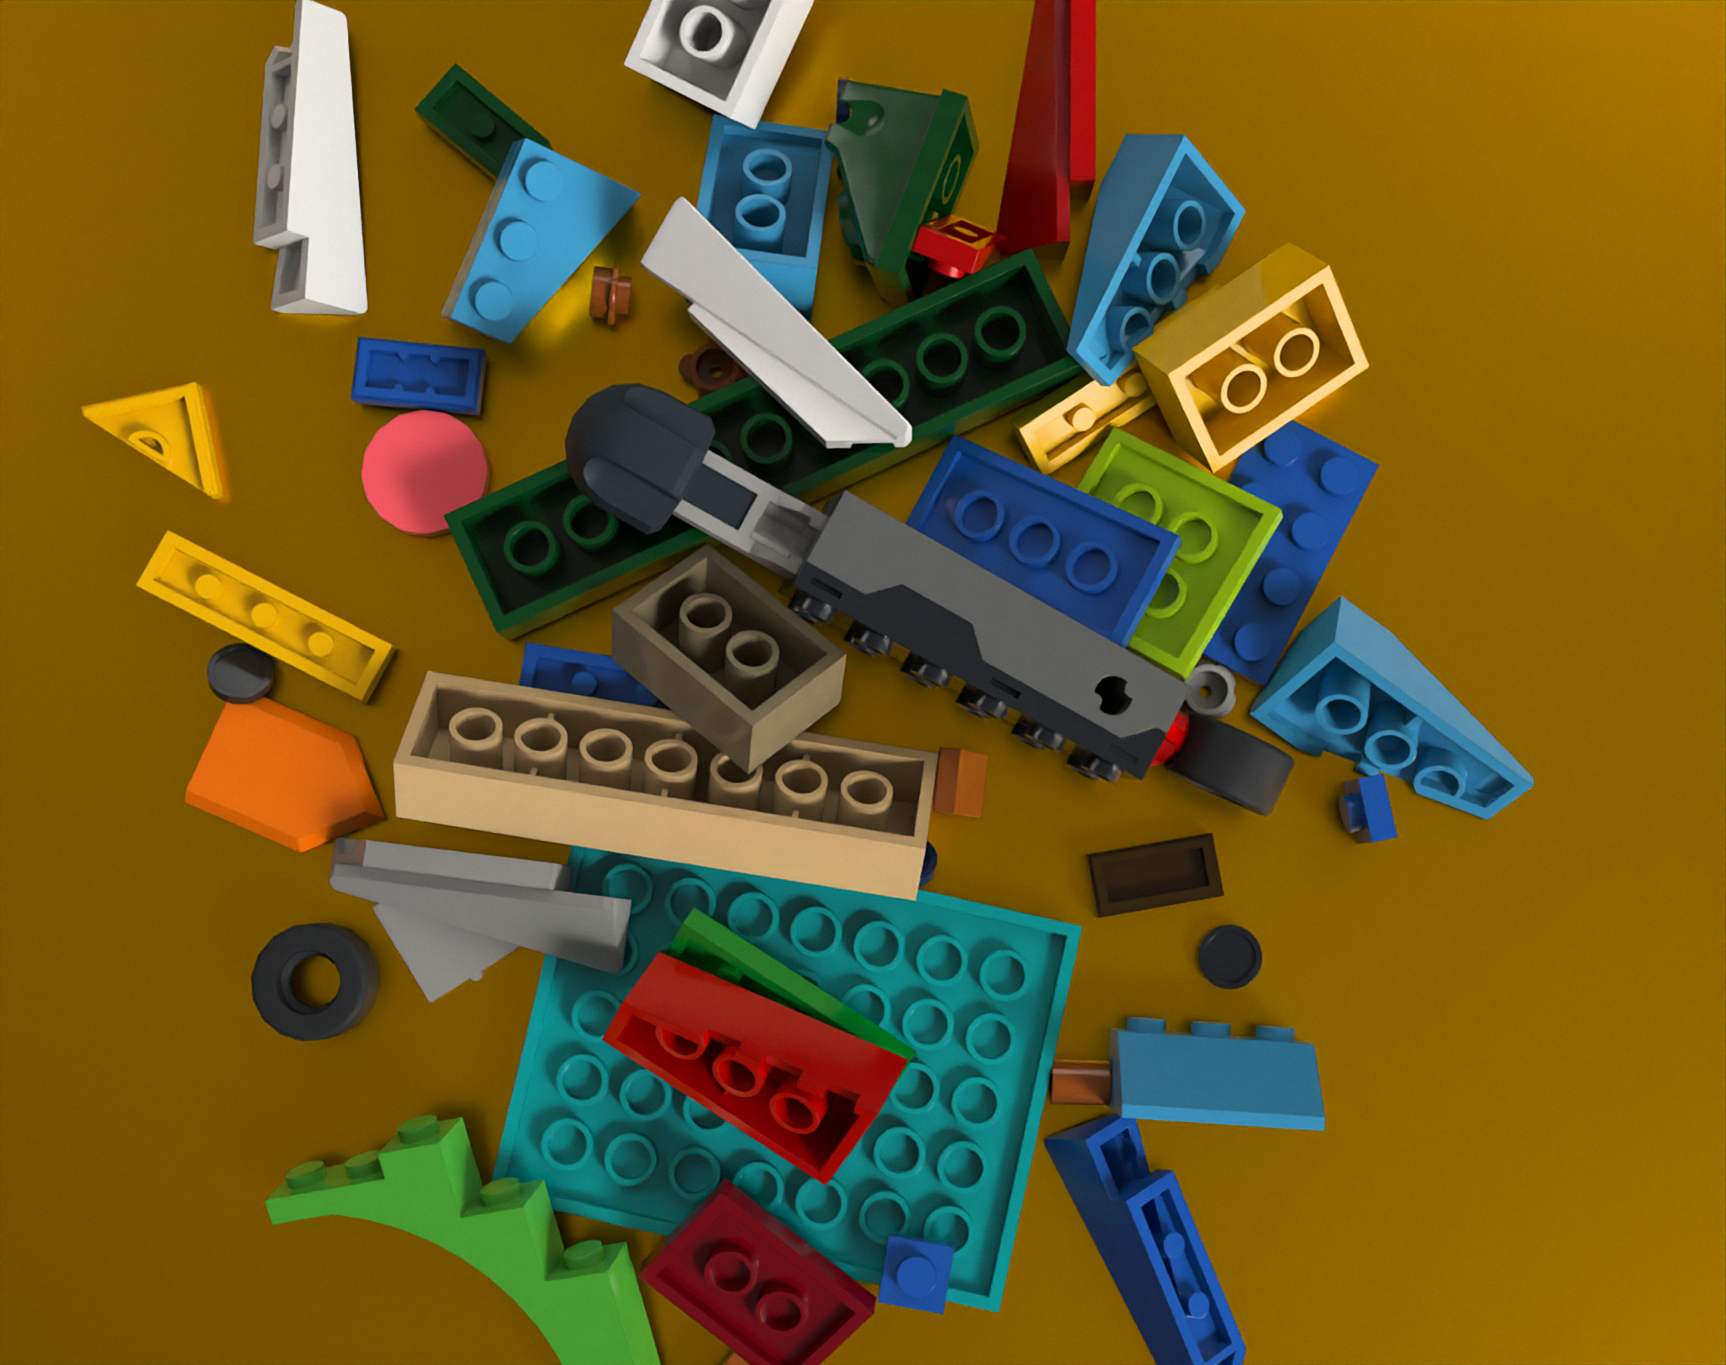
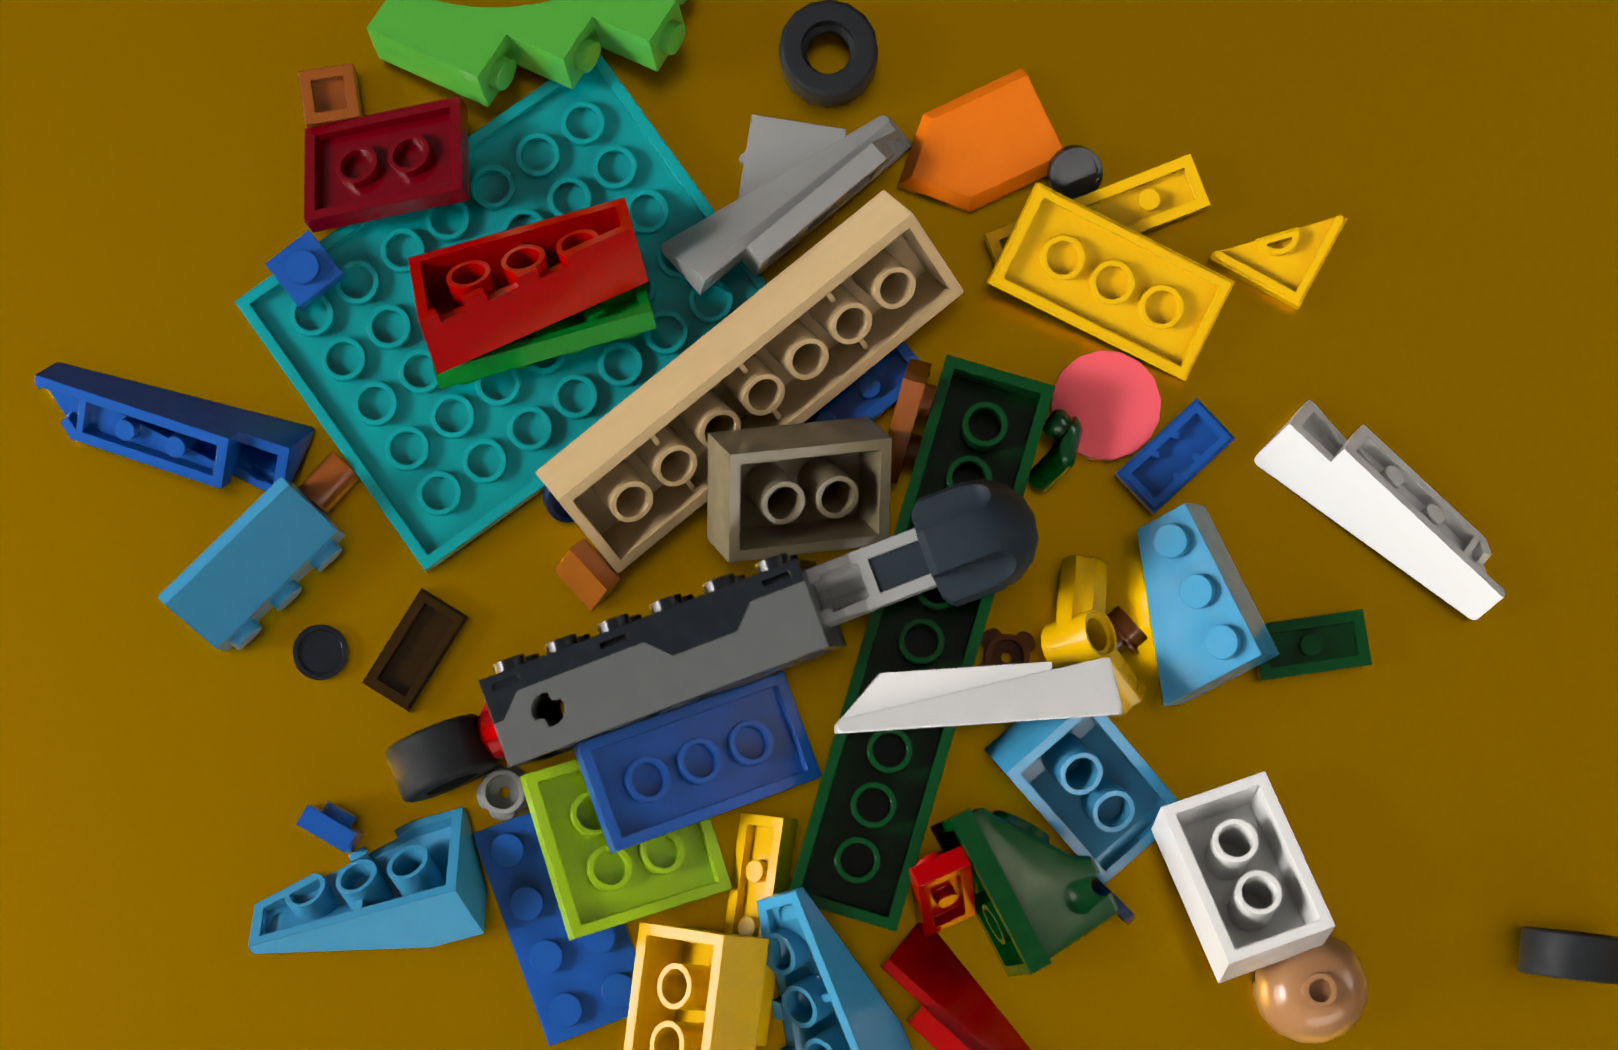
camera: 140 degrees right, 0 degrees up
(310, 558) = (1110, 281): none -> yellow tile
(495, 469) = (1062, 455): none -> dark green arm
(565, 629) = (913, 401): none -> dark orange plate
(638, 319) = (1083, 628): none -> yellow piece

